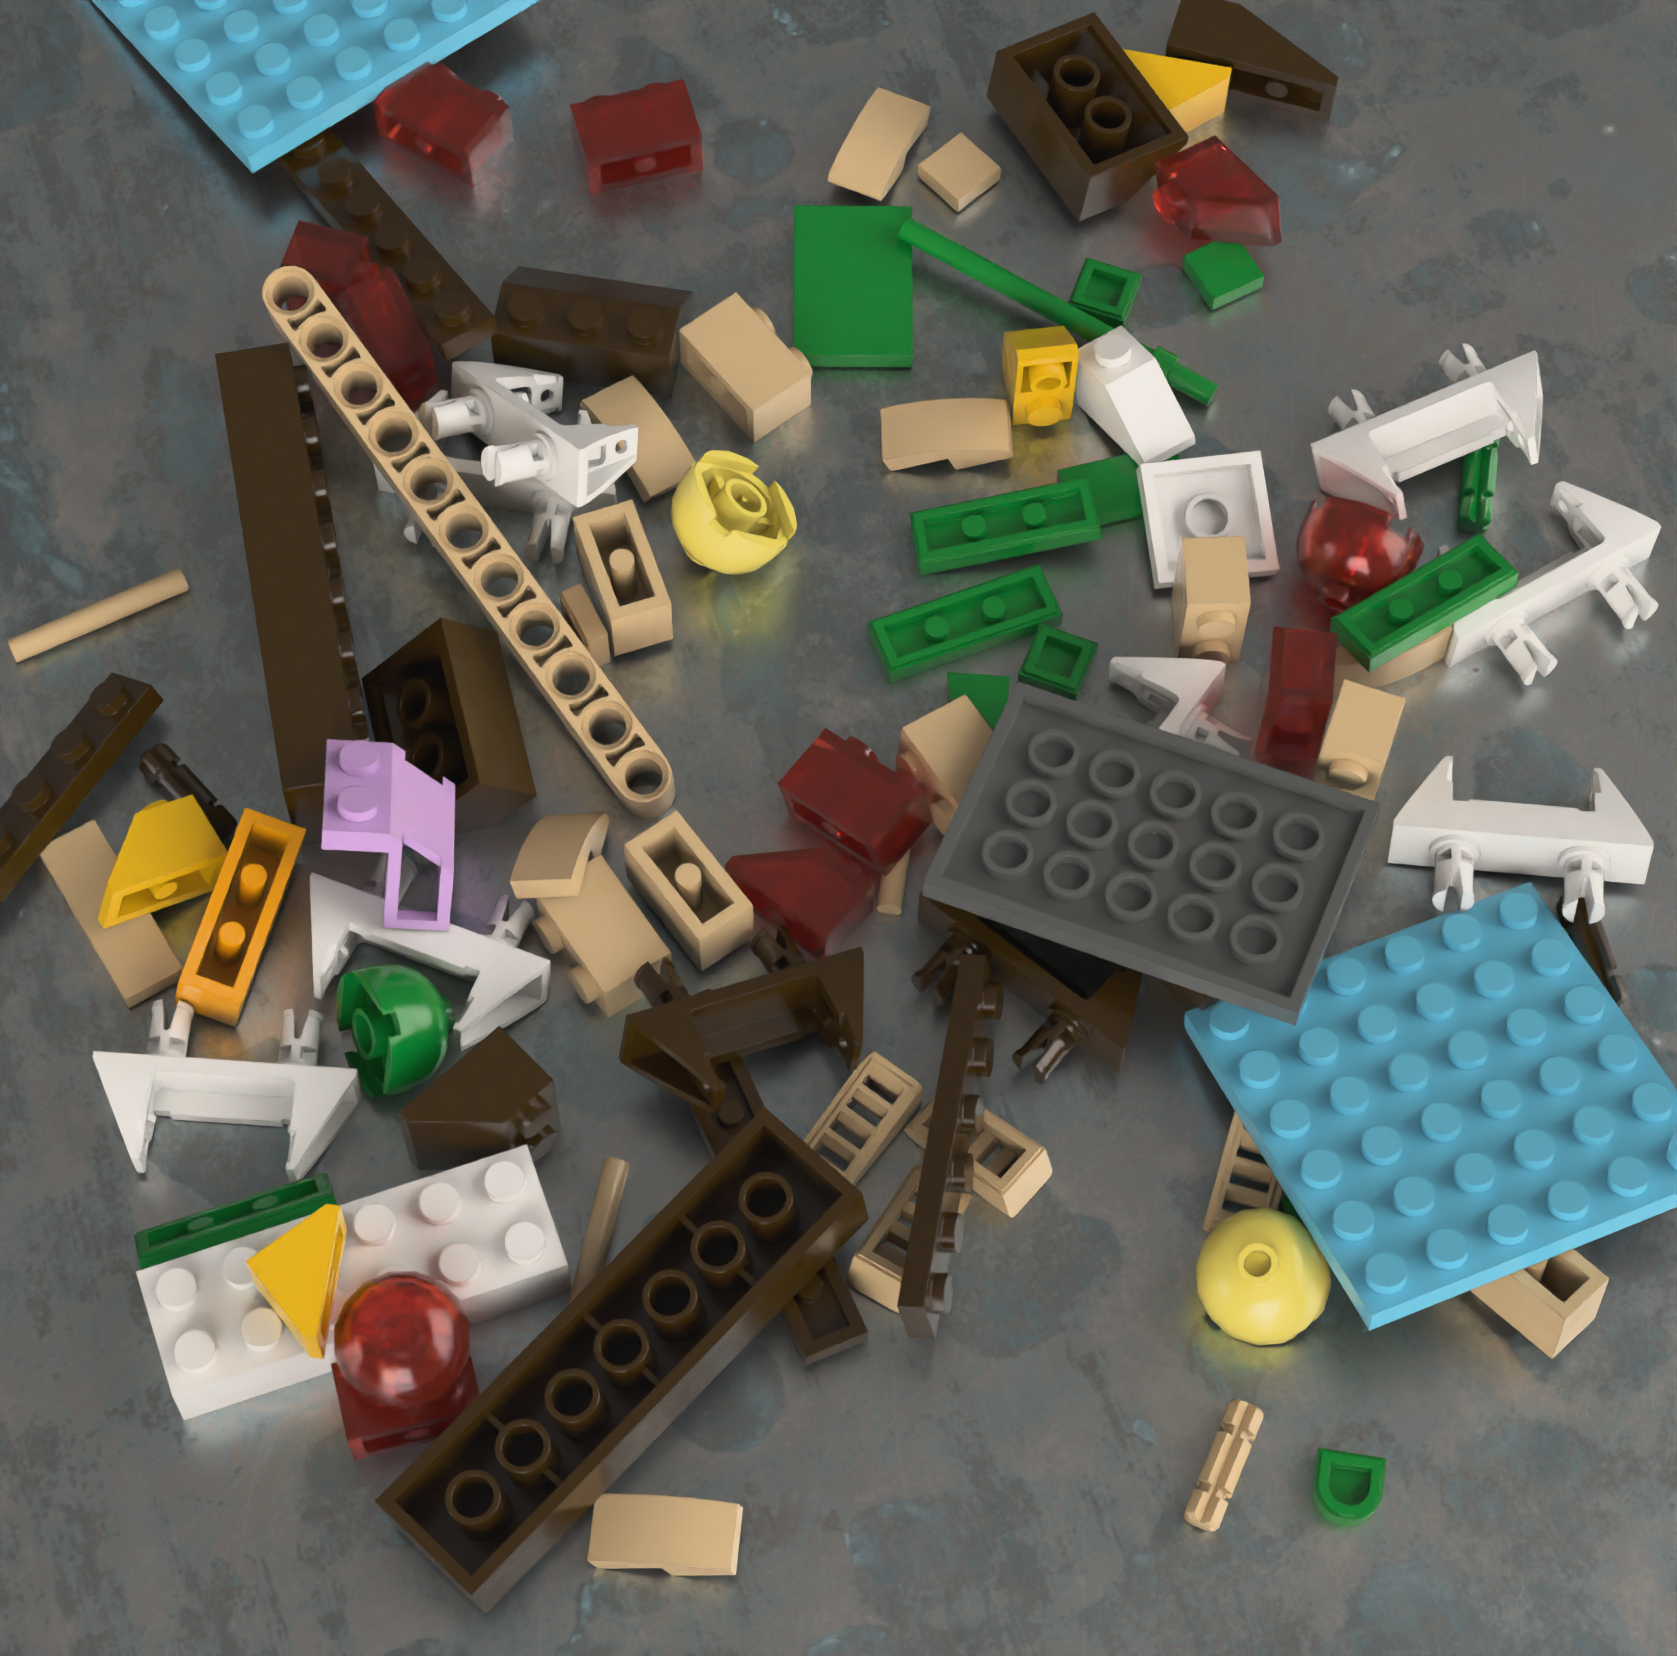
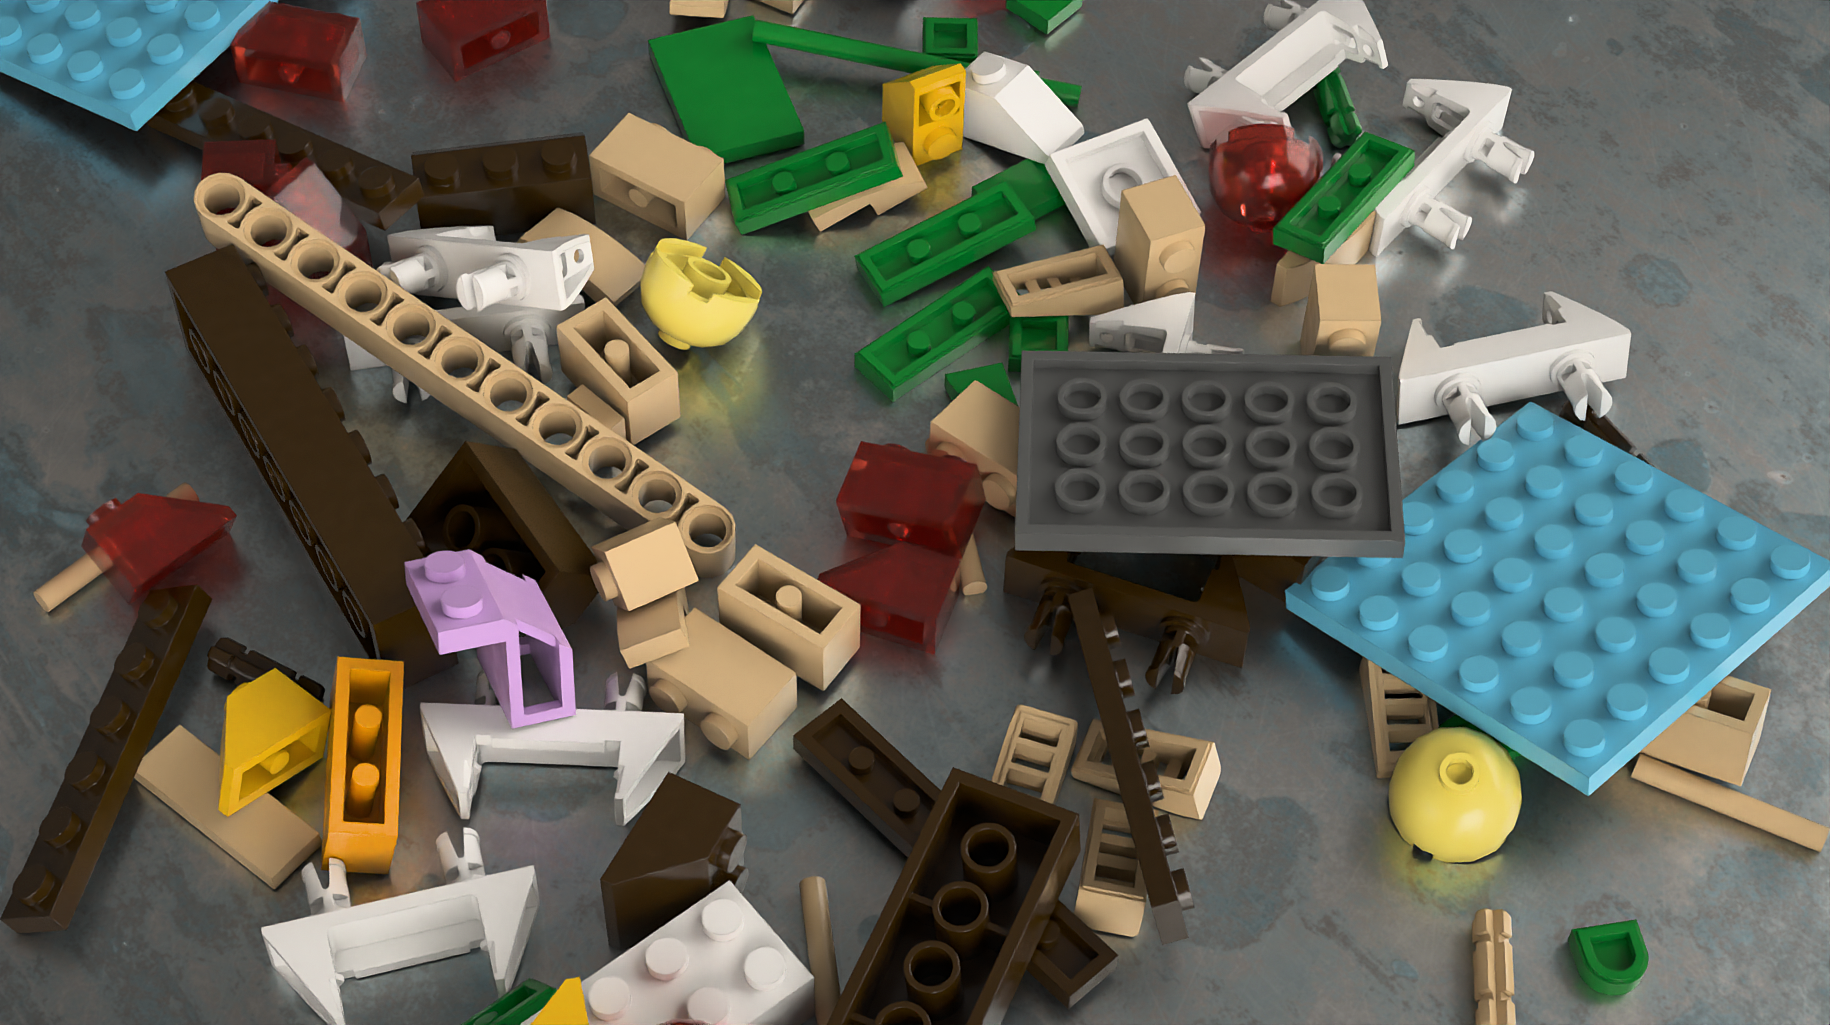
camera: 20 degrees left, 10 degrees down
(126, 622) = (151, 538): none -> clear red slope
(396, 1026) = (550, 818): green cylinder -> none
(563, 797) = (642, 564): none -> tan brick
(688, 1034) = (862, 726): dark brown hose -> none
(898, 416) = (813, 178): none -> green tile
(1135, 604) = (1071, 285): none -> tan slope
(1295, 693) = (1267, 294): clear red brick -> none
(1539, 1370) = (1730, 802): none -> tan bar

